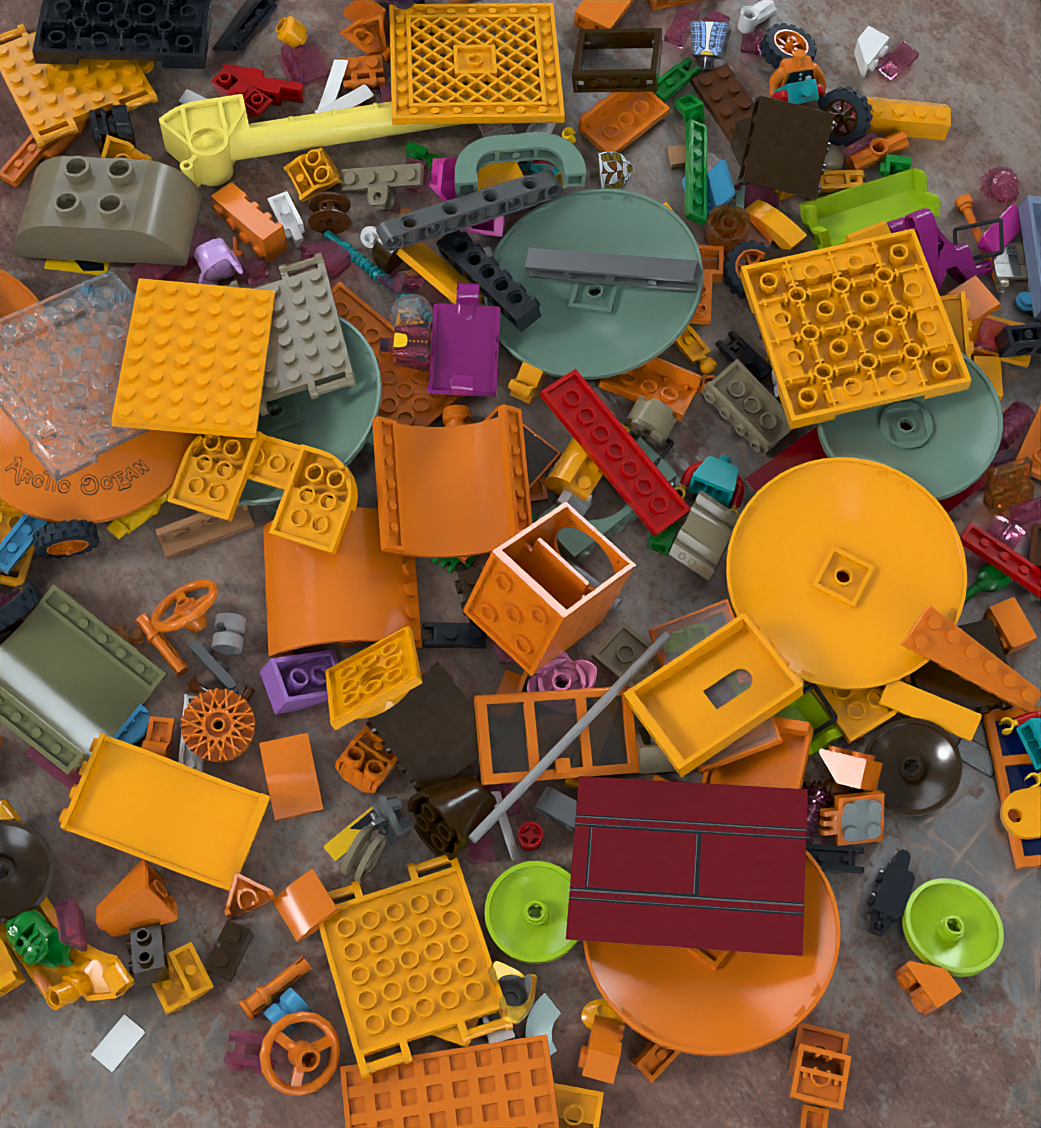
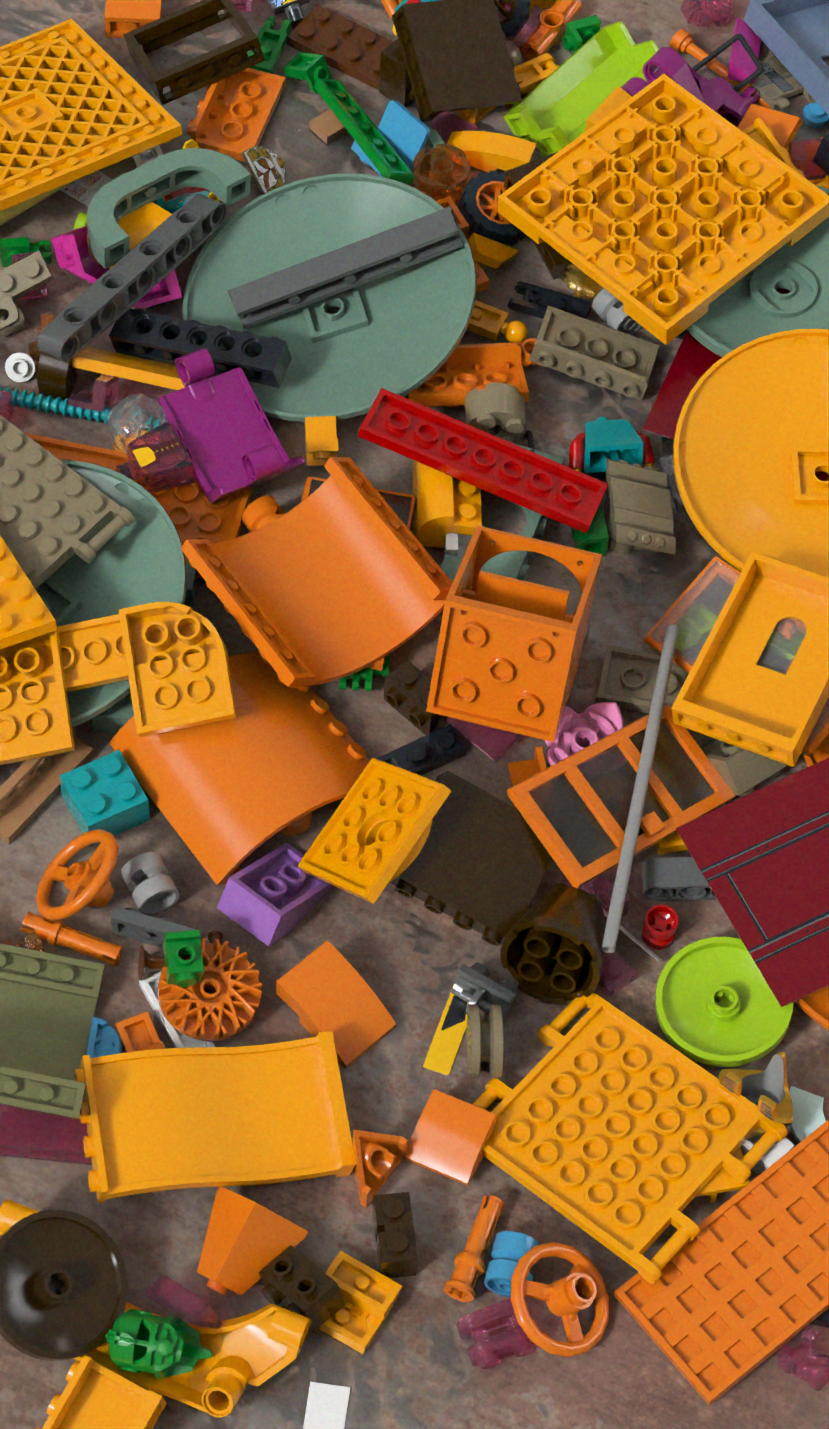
camera: 30 degrees left, 10 degrees down
(210, 708) = (178, 945): none -> green brick
(237, 560) = (105, 795): none -> teal brick
(365, 762) = (415, 943): orange slope -> none
(726, 300) = (489, 251): none -> light orange tile

